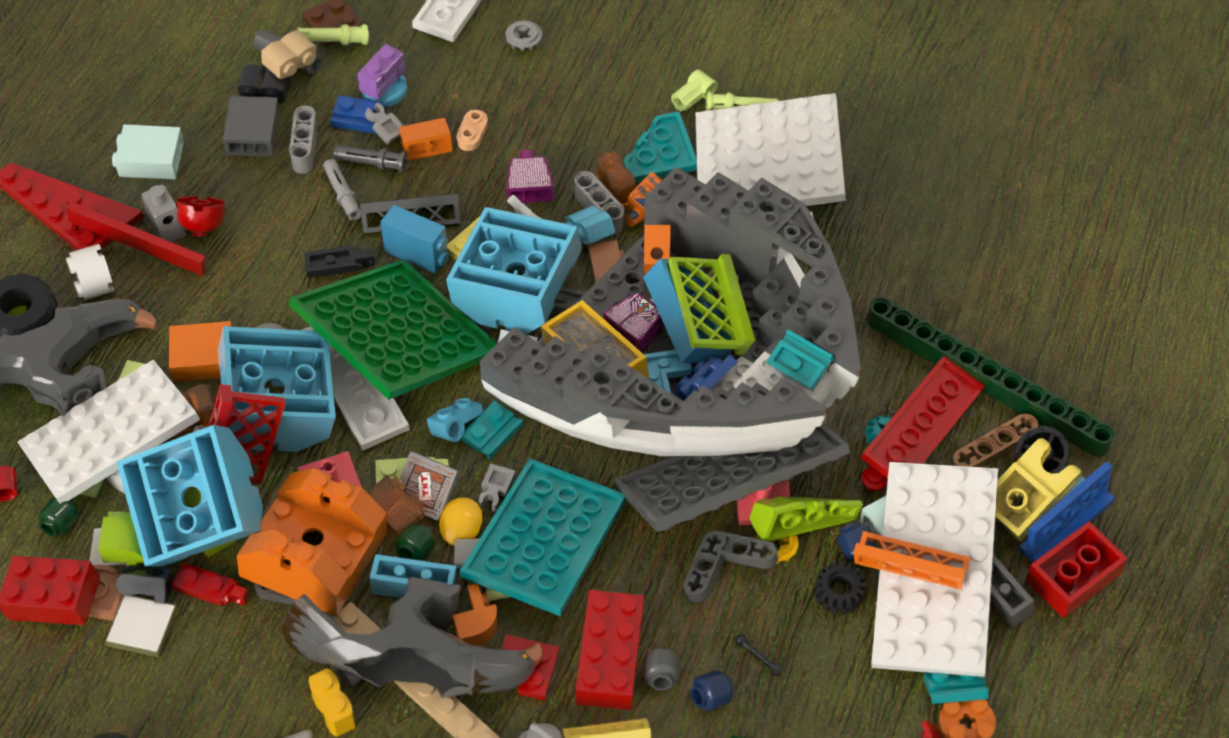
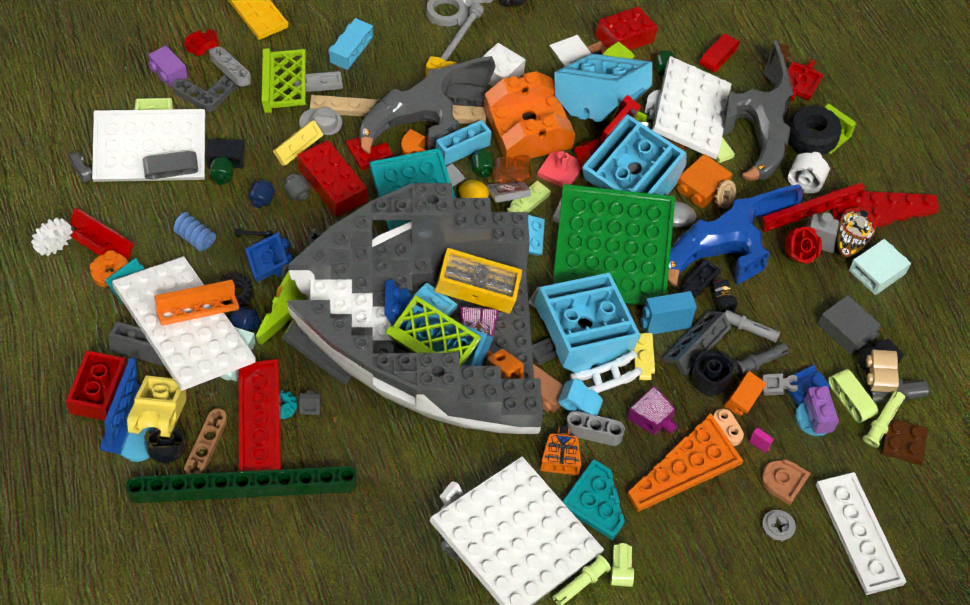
camera: 135 degrees right, 0 degrees up
(125, 192) = (854, 231): none -> shield
(201, 316) = (725, 194): none -> tan gear
(249, 264) = (732, 234): none -> blue animal
(255, 657) = (507, 63): none -> white brick
(290, 456) = (586, 150): none -> red brick
(303, 139) = (819, 345): light grey beam -> none
(330, 74) = (853, 395): none -> yellowish green beam
(336, 228) = (722, 296): none -> black leg
(436, 168) = (712, 372): none -> black brick
(458, 94) = (761, 440): none -> dark pink tile
(474, 63) = (784, 479): none -> nougat tile
(533, 121) = (694, 460): none -> orange wing
(614, 176) = (604, 451): clear orange brick -> none
(768, 597) = (269, 256): none -> blue plate
(800, 360) = (333, 290): teal plate -> none
(833, 691) = (194, 232): none -> medium blue piece
(855, 408) = (309, 403): none -> dark grey tile

